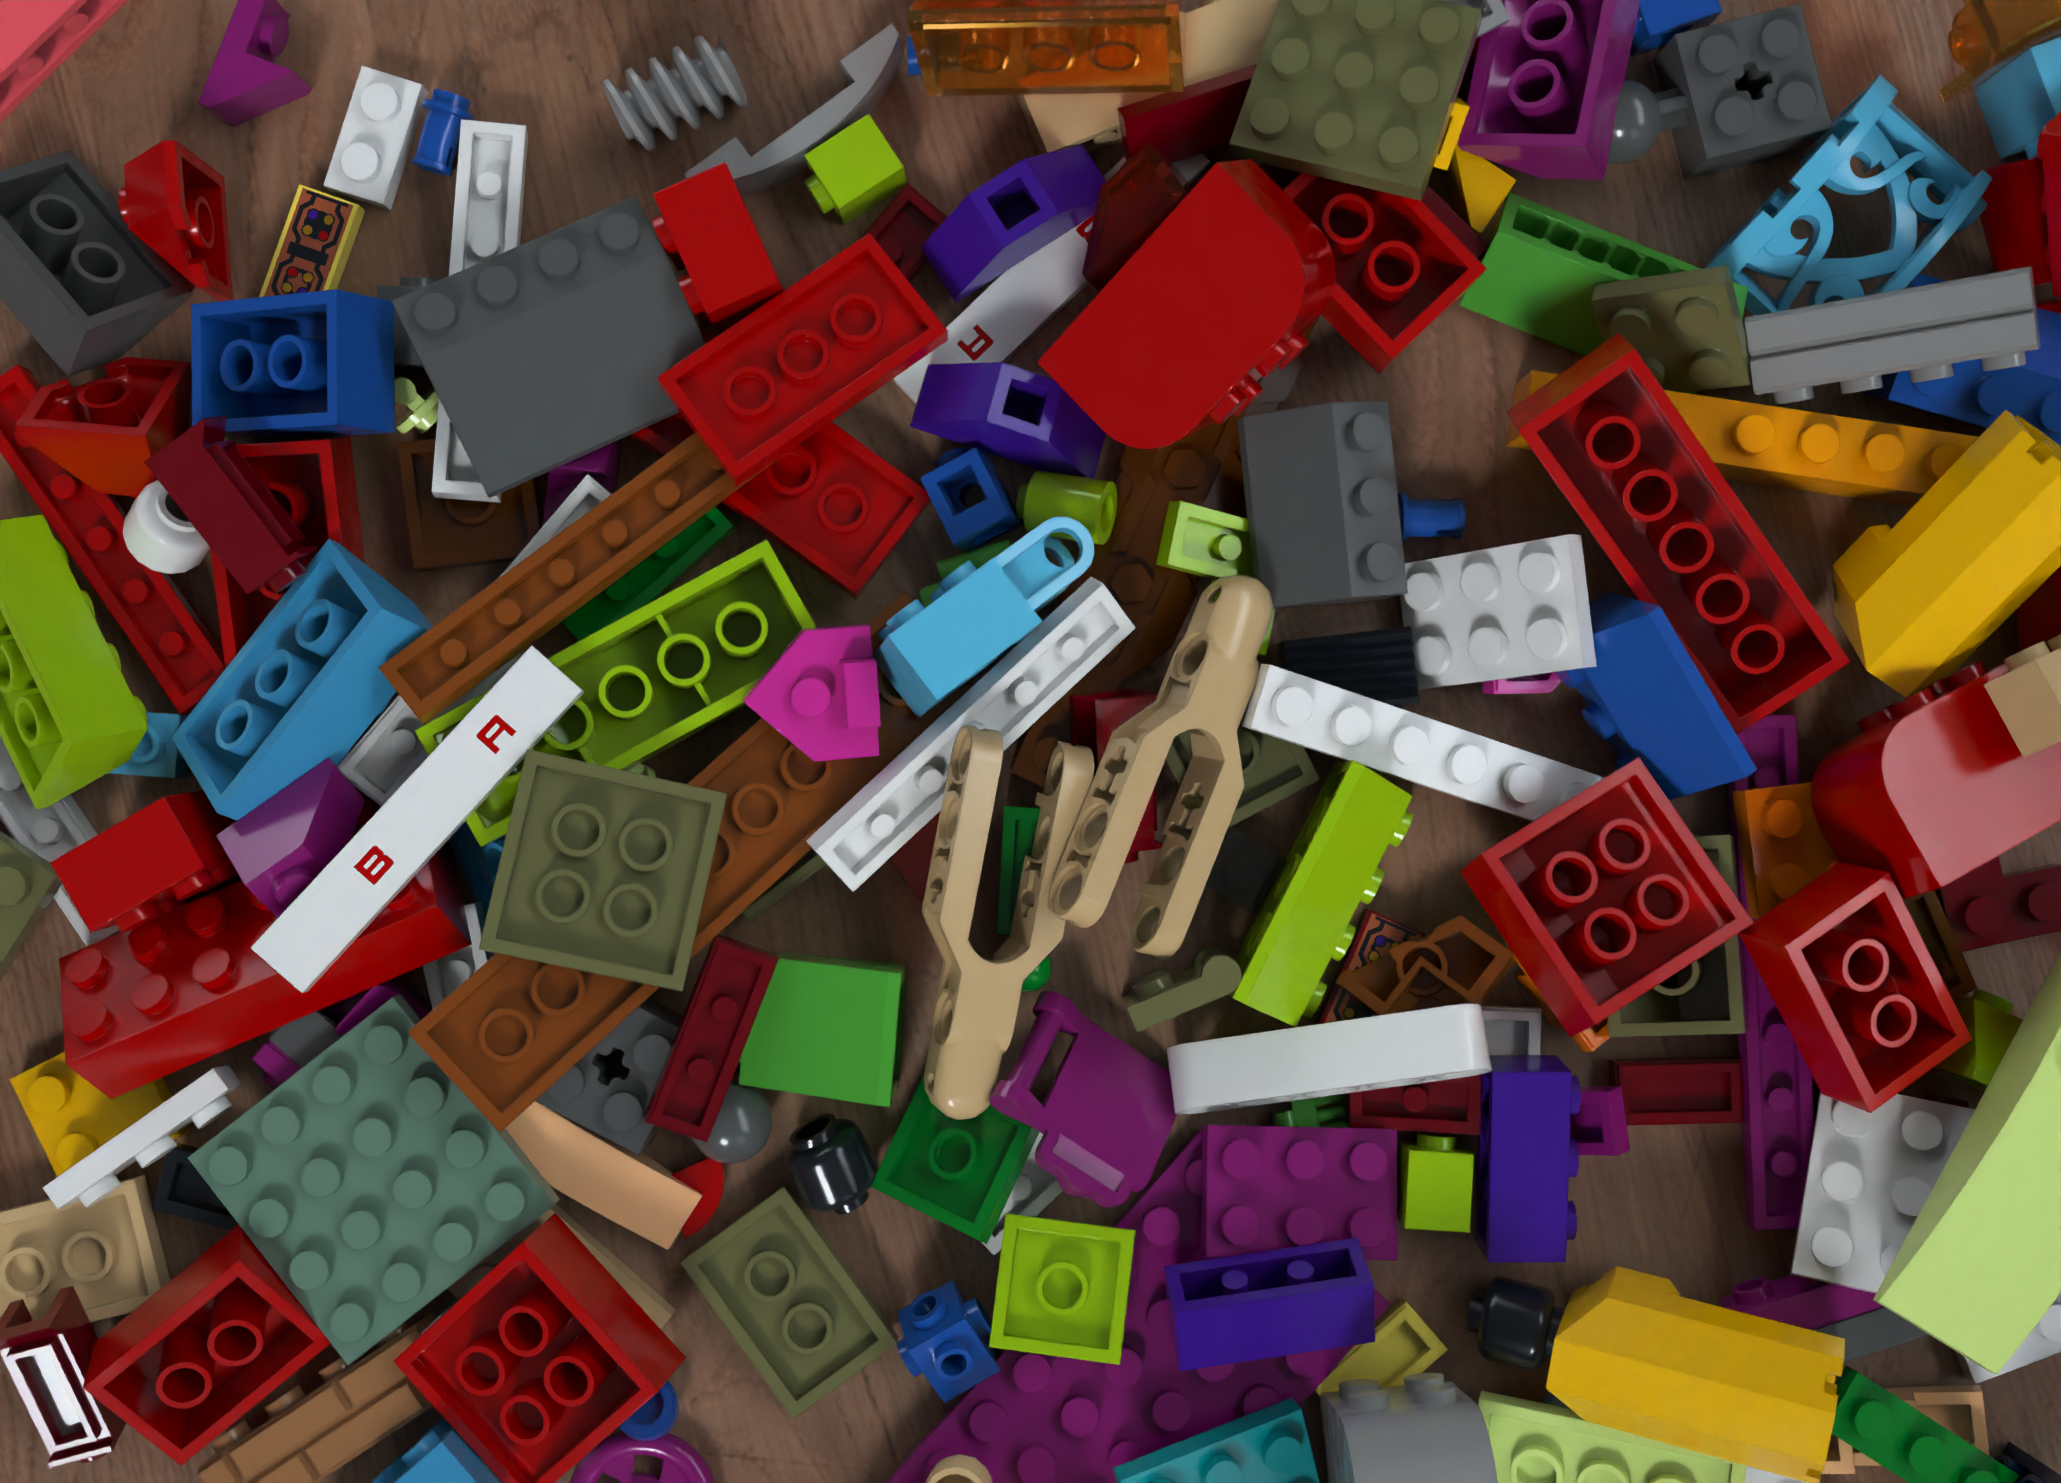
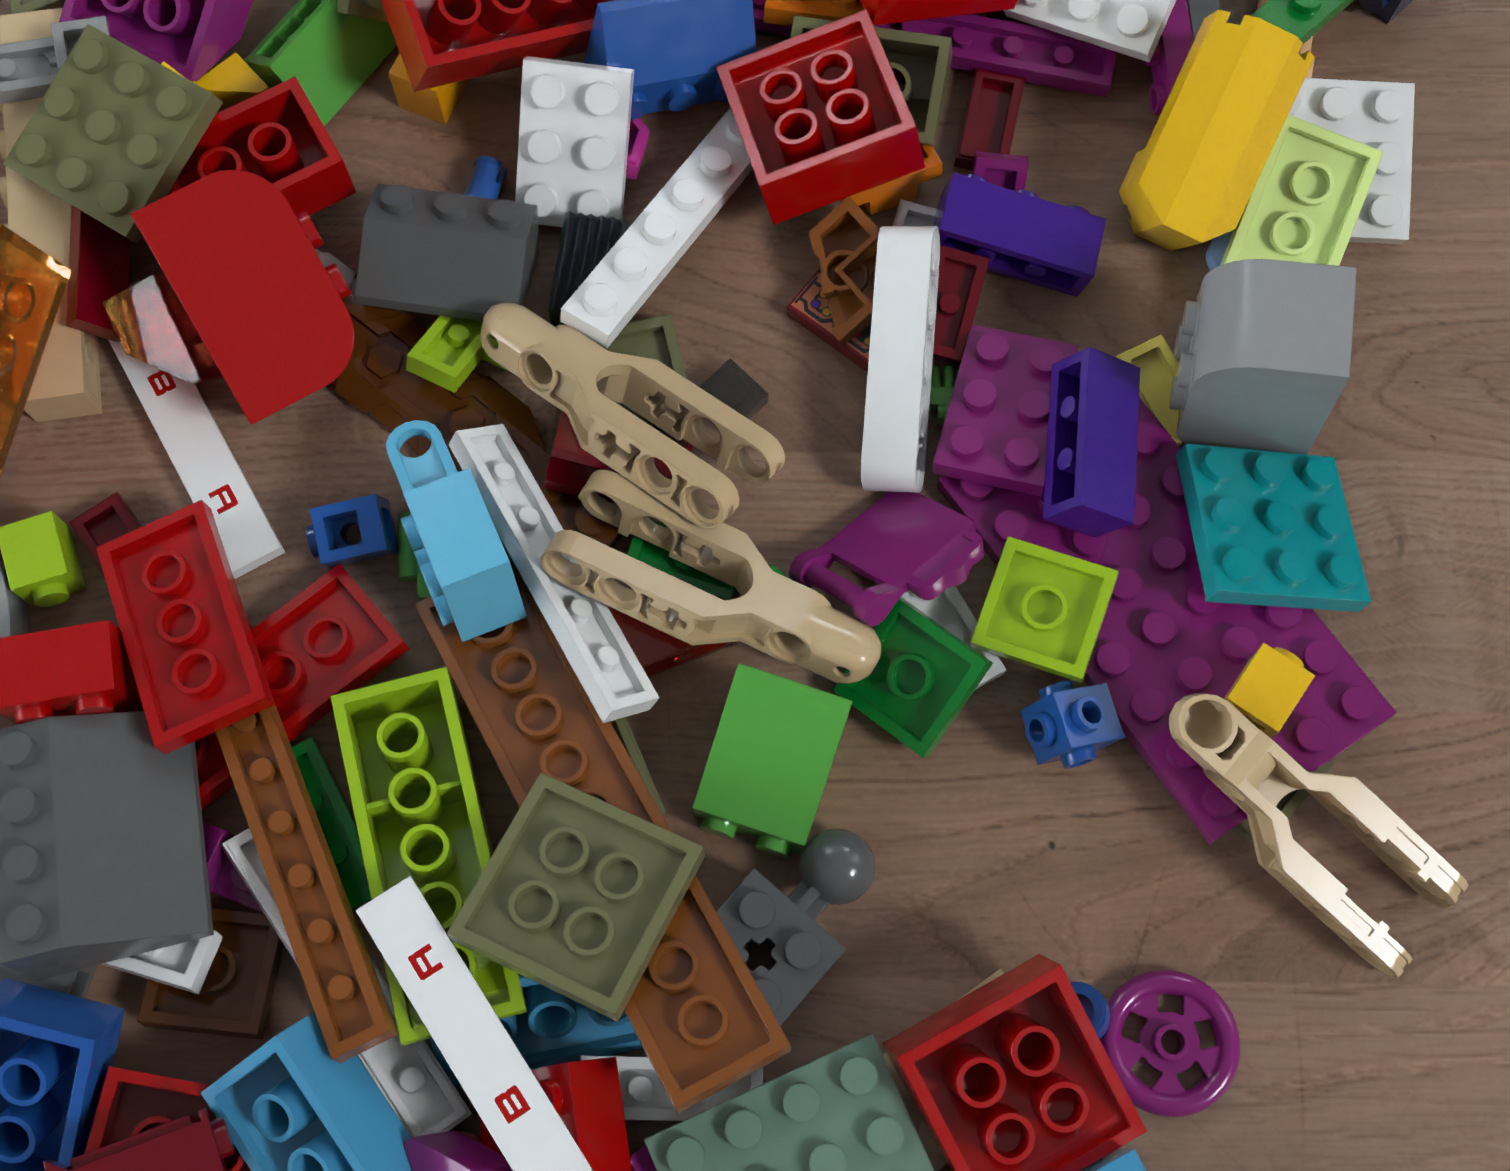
camera: 80 degrees left, 15 degrees down
(422, 410) = (113, 991): yellowish green plate -> none
(605, 1175) = (850, 1001): light nougat slope -> none
(709, 1180) = (894, 921): red tile -> none
(711, 1037) = (756, 852): dark red tile -> none
(789, 1300) = (1008, 858): olive plate -> none
(823, 693) = (479, 676): dark pink plate -> none
(831, 1164) = (896, 790): black head -> none
(1009, 416) = (288, 475): dark purple slope -> none
(1013, 218) = (129, 437): dark purple slope -> none
(1063, 495) = (371, 459): lime brick -> none
(1164, 996) = (812, 447): olive plate -> none
(1319, 890) = (761, 336): lime slope -> none
(1434, 1183) = (1023, 303): lime brick -> none
(1514, 1322) = (1149, 273): black head -> none

